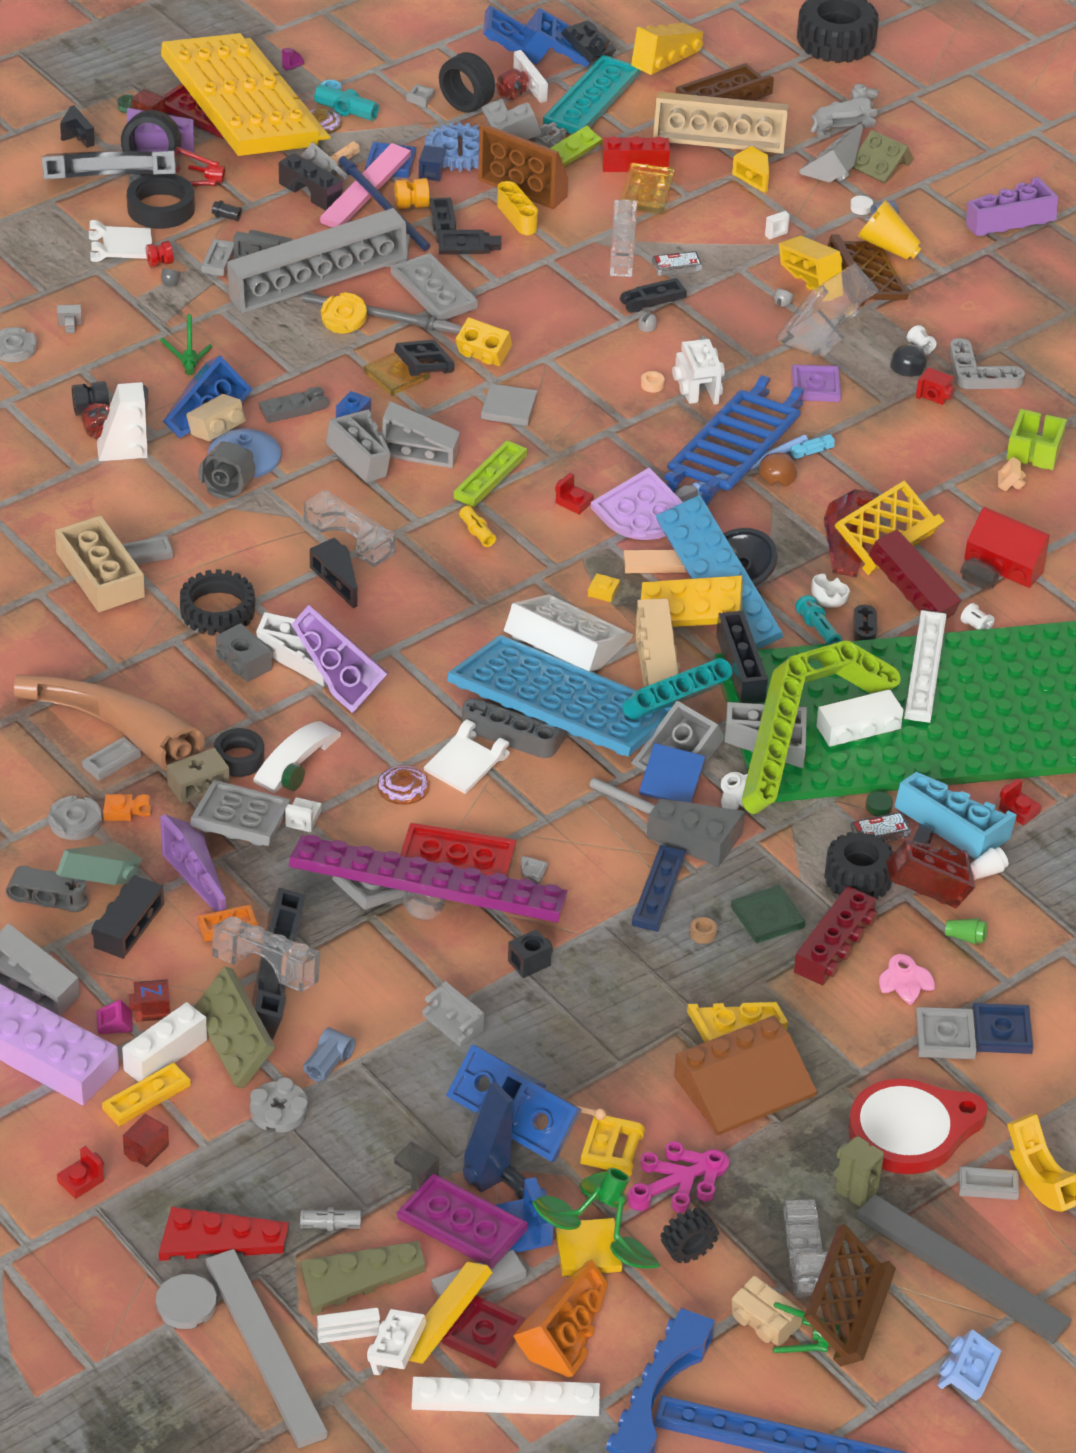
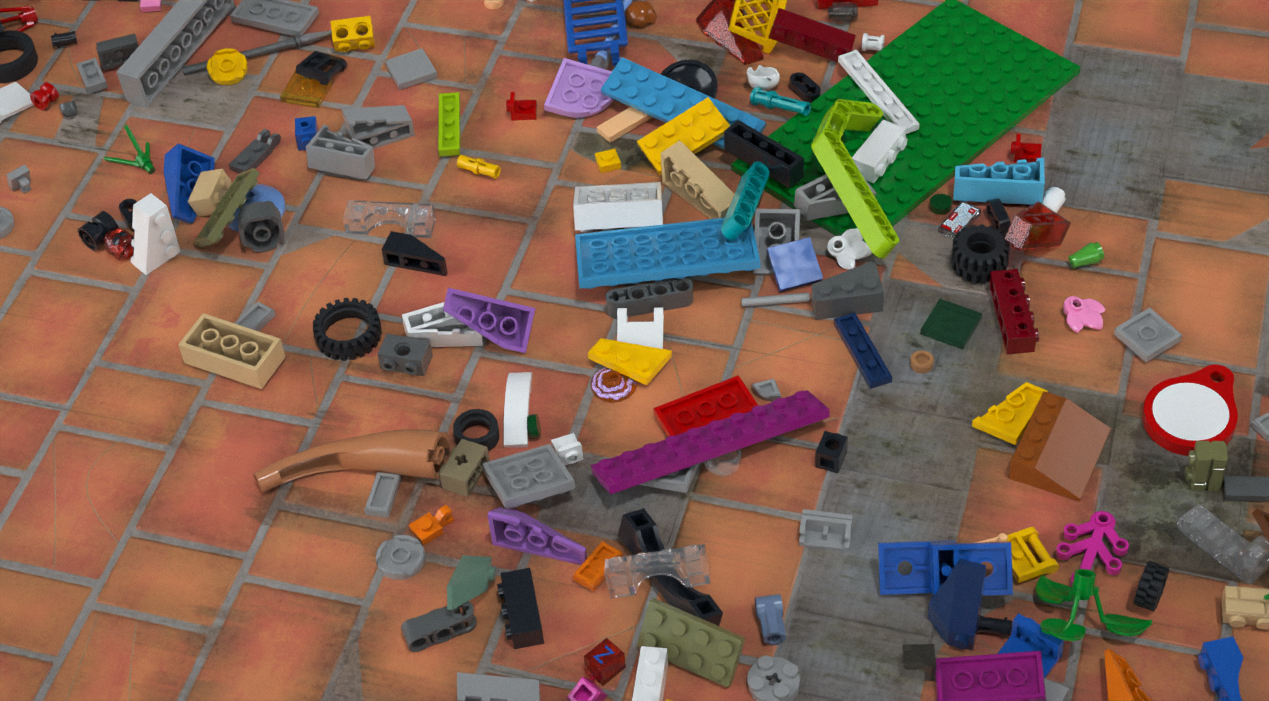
camera: 30 degrees left, 5 degrees up
(202, 441) = (224, 212): none -> olive plate
(435, 771) = (630, 359): none -> yellow wing
(585, 1243) = (1089, 651): yellow tile -> none
(1002, 1028) = (1176, 307): dark blue tile -> none

